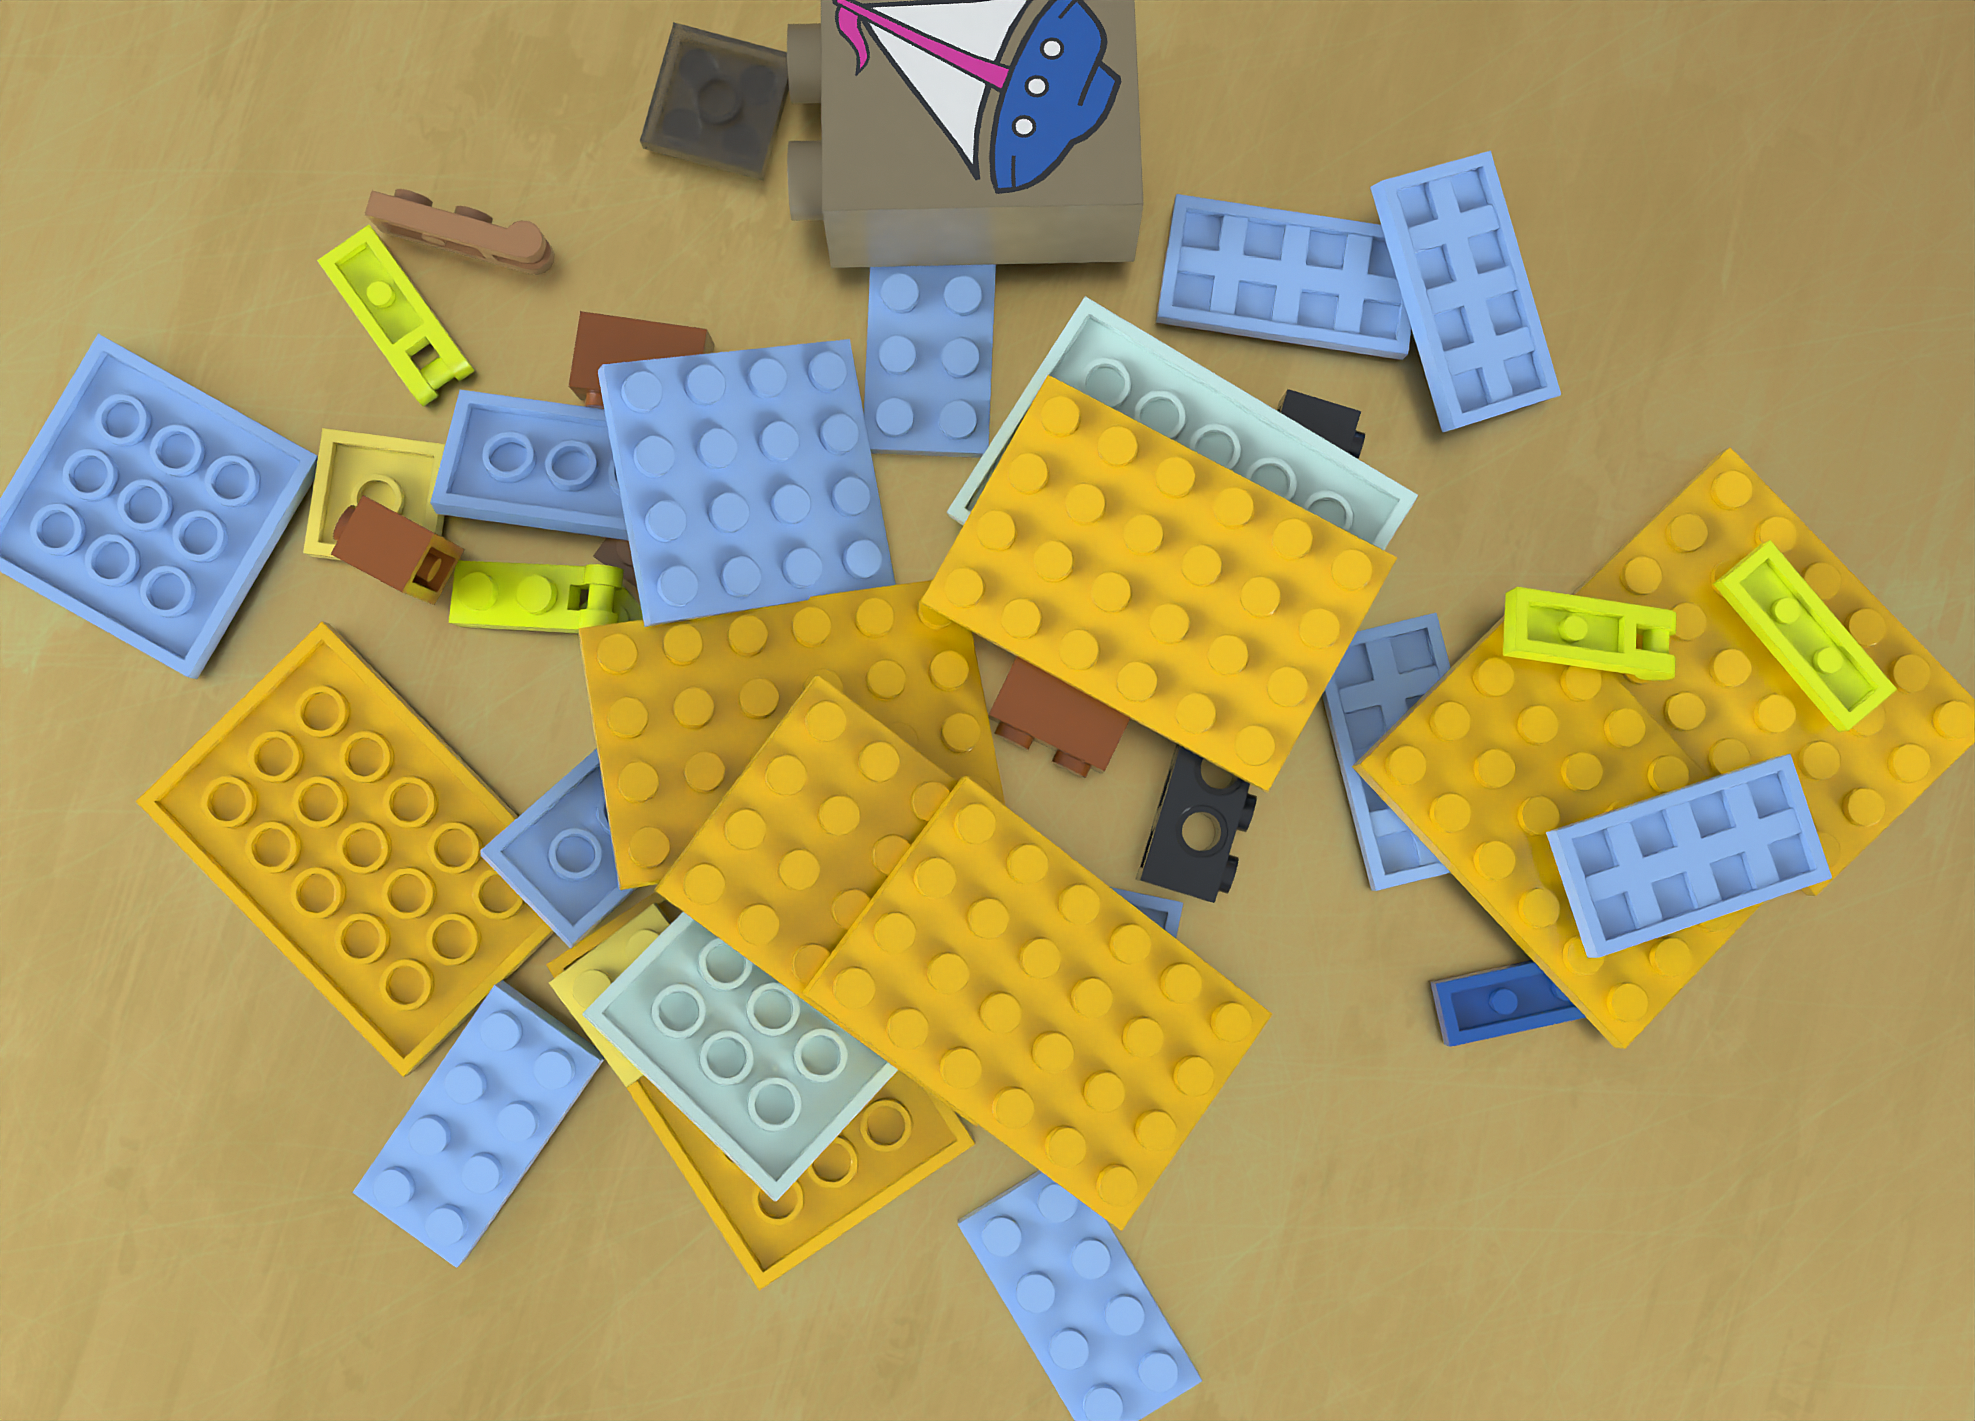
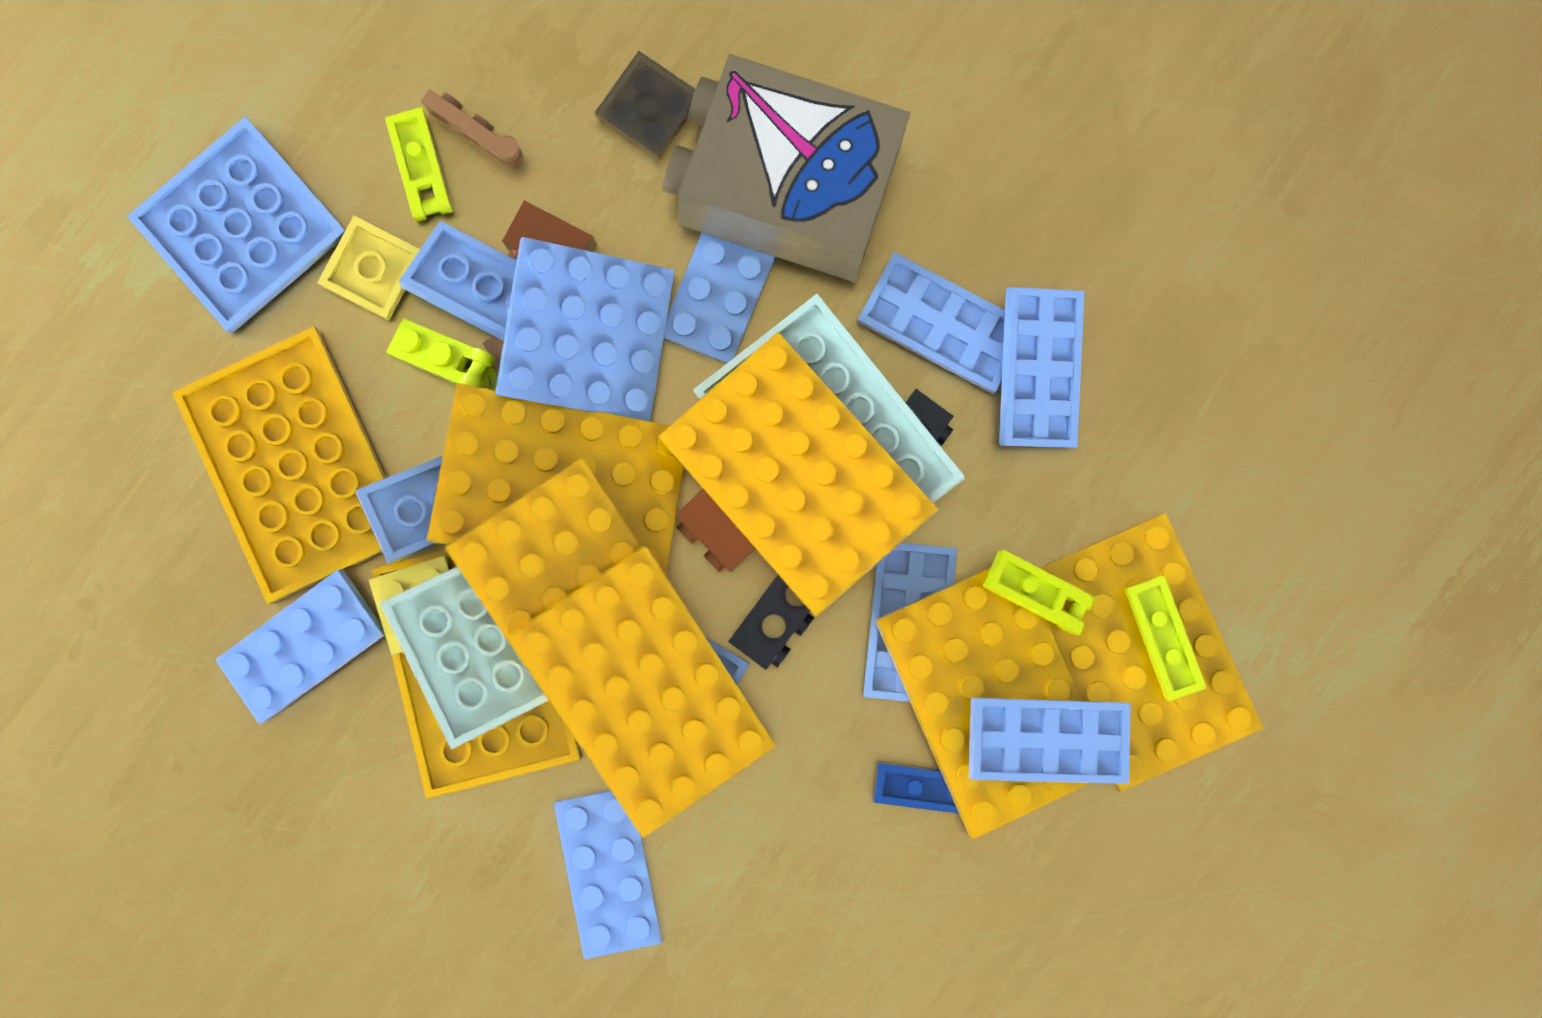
camera: 25 degrees right, 0 degrees up
(395, 550) = (368, 301): dark orange brick -> none

